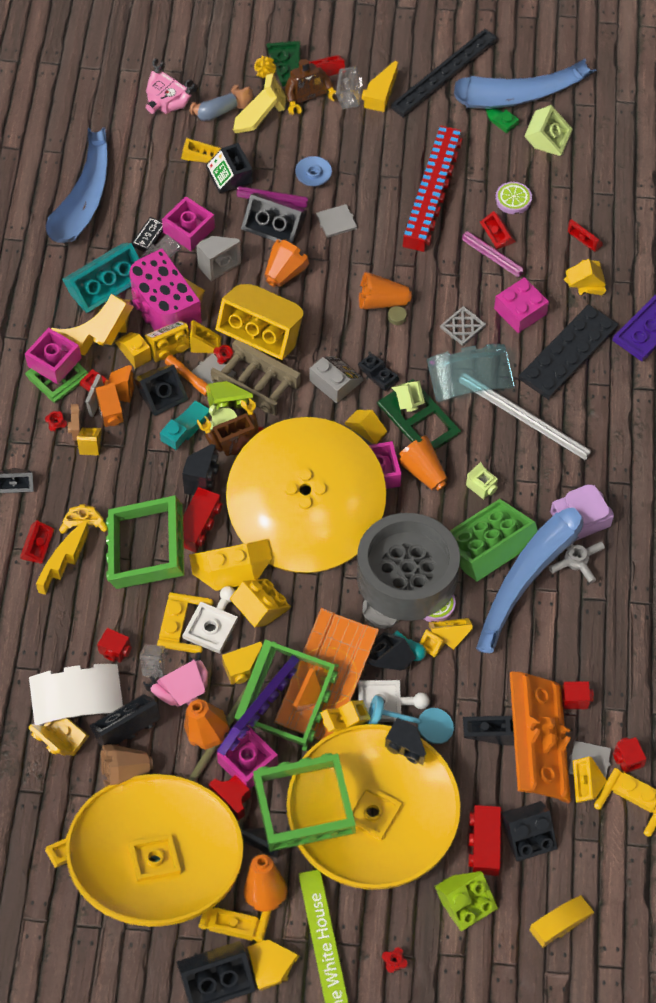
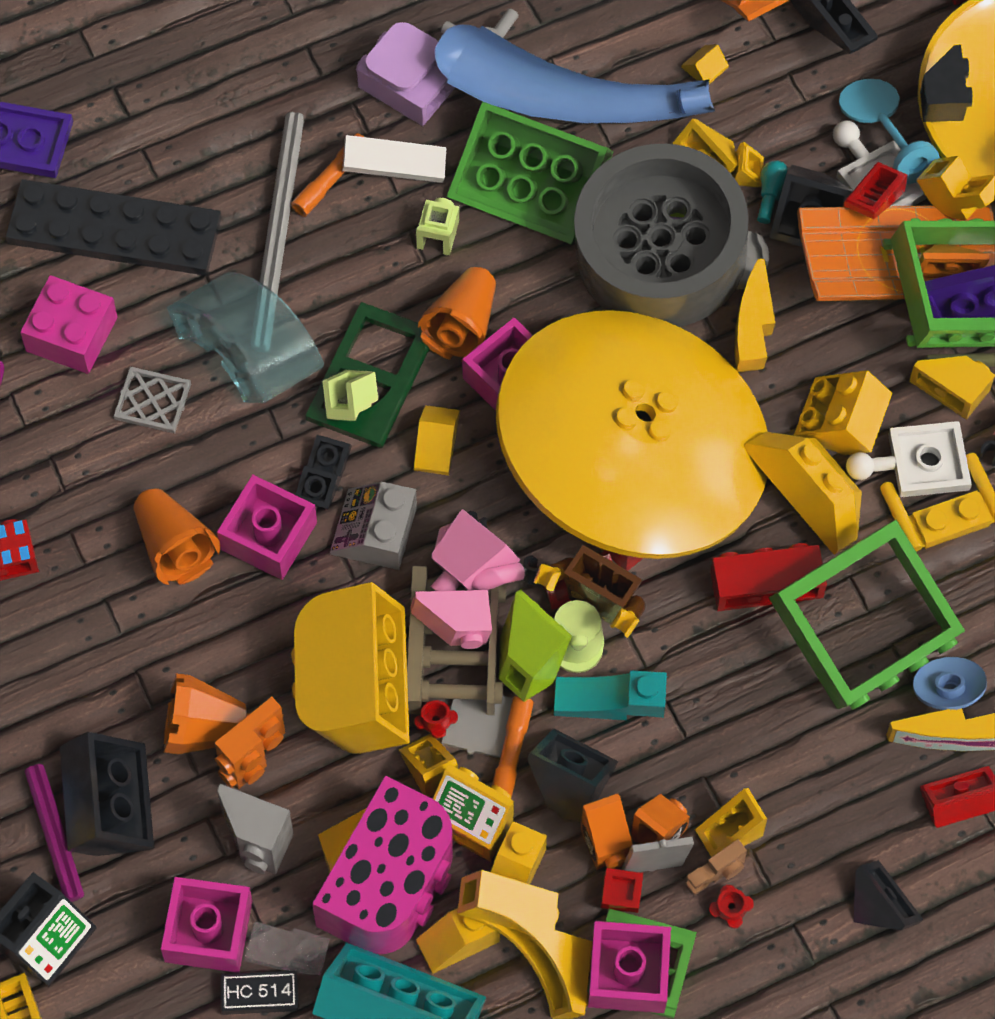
camera: 120 degrees left, 5 degrees up
(83, 513) = (880, 746): yellow piece -> none
(94, 558) = (950, 683): none -> medium blue dish
(200, 470) = (690, 609): black slope -> none
(254, 268) = (242, 748): none -> orange plate
(260, 372) = (455, 616): none -> bright pink slope
(286, 394) = (476, 557): none -> bright pink torso
(336, 220) = (44, 702): light grey piece -> none
(337, 589) = (754, 321): none -> yellow slope
(360, 330) = (267, 527): none -> dark pink brick
(377, 681) = (880, 184): none -> red slope
(397, 315) = (195, 499): olive piece -> none
(507, 659) = (706, 63): none -> yellow slope
(533, 481) = (394, 159): none -> white tile
(537, 443) = (317, 189): none -> orange piece

